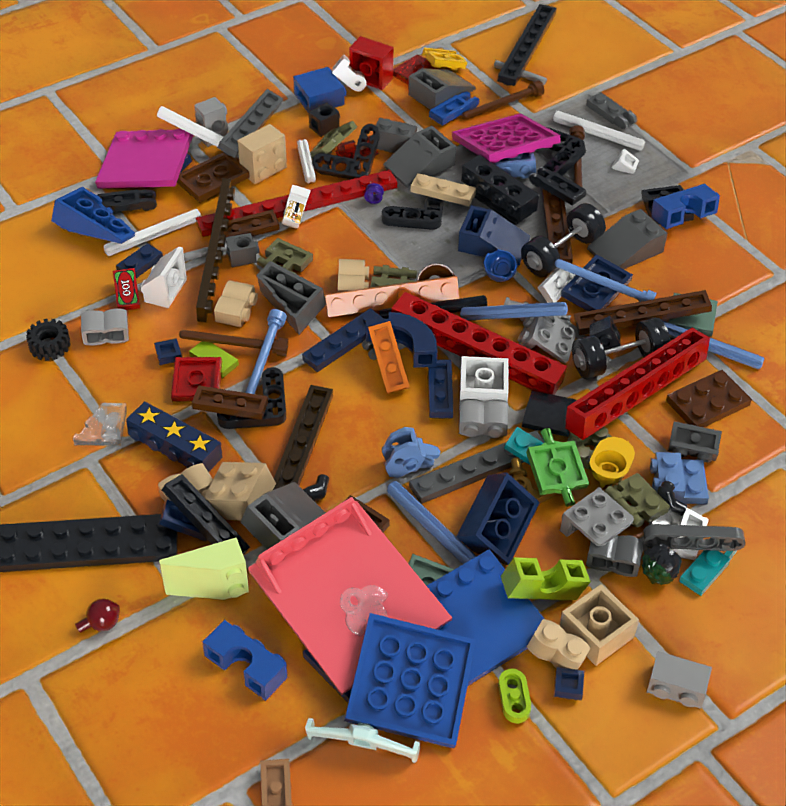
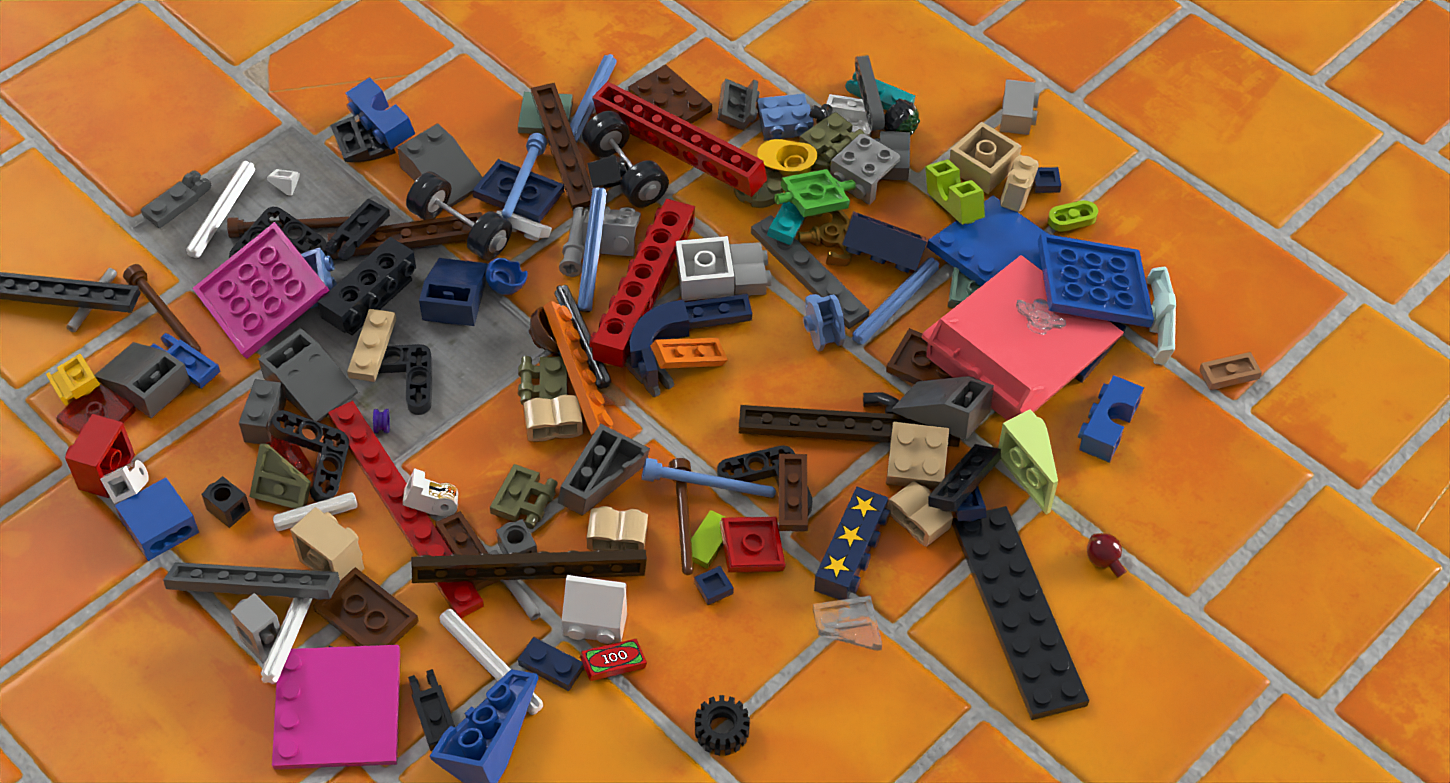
camera: 100 degrees left, 5 degrees up
(104, 327) = (688, 664): light grey brick -> none
(339, 342) = (652, 413): dark blue plate -> none
(547, 412) = (724, 217): black slope -> none

